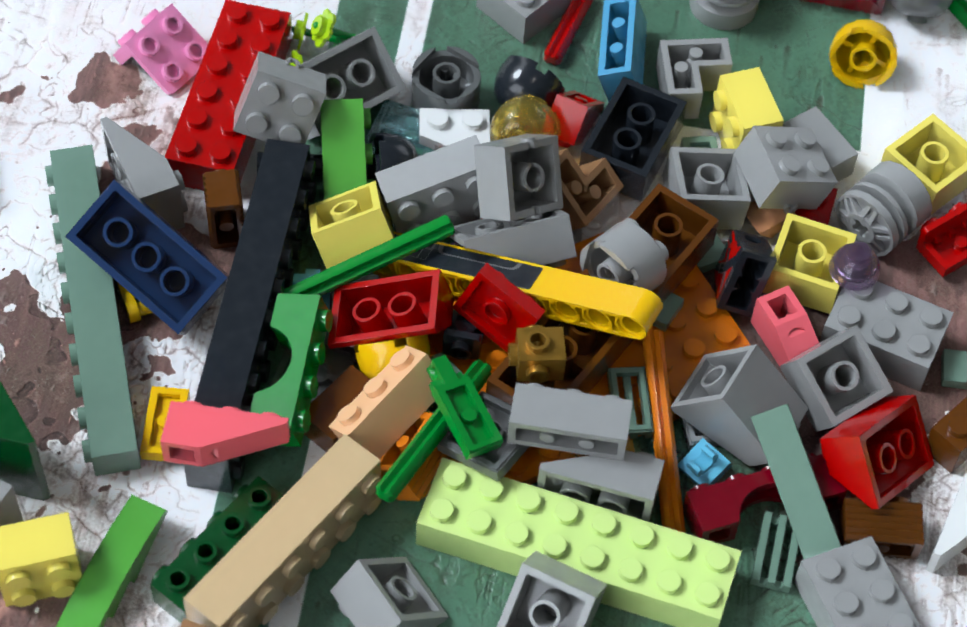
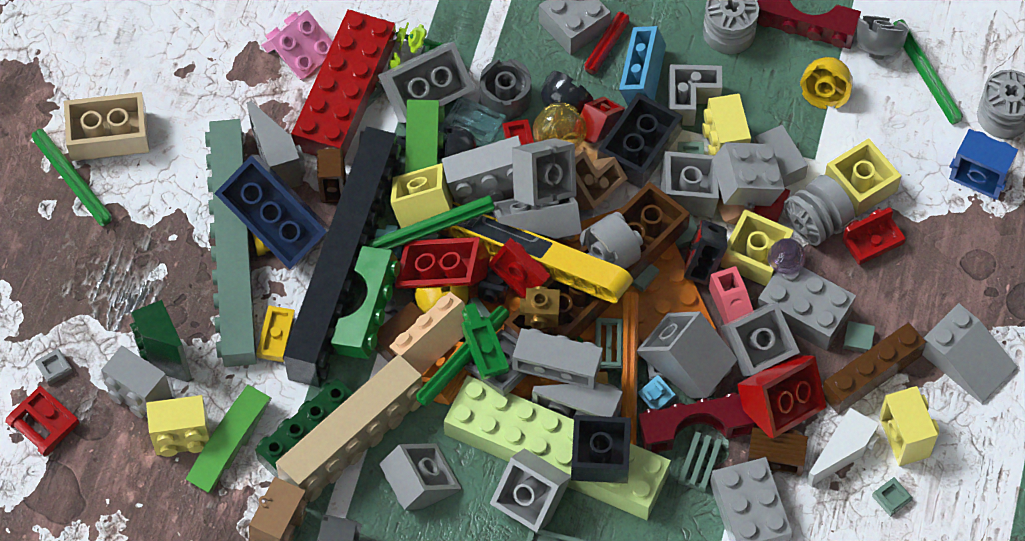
camera: 10 degrees right, 5 degrees up
(213, 434) = (303, 348): coral slope -> none
(279, 100) = (377, 98): light grey brick -> none
(446, 126) = (506, 123): white wing -> none
(647, 541) = (600, 449): none -> black brick
(796, 481) = (717, 413): sand green tile -> none

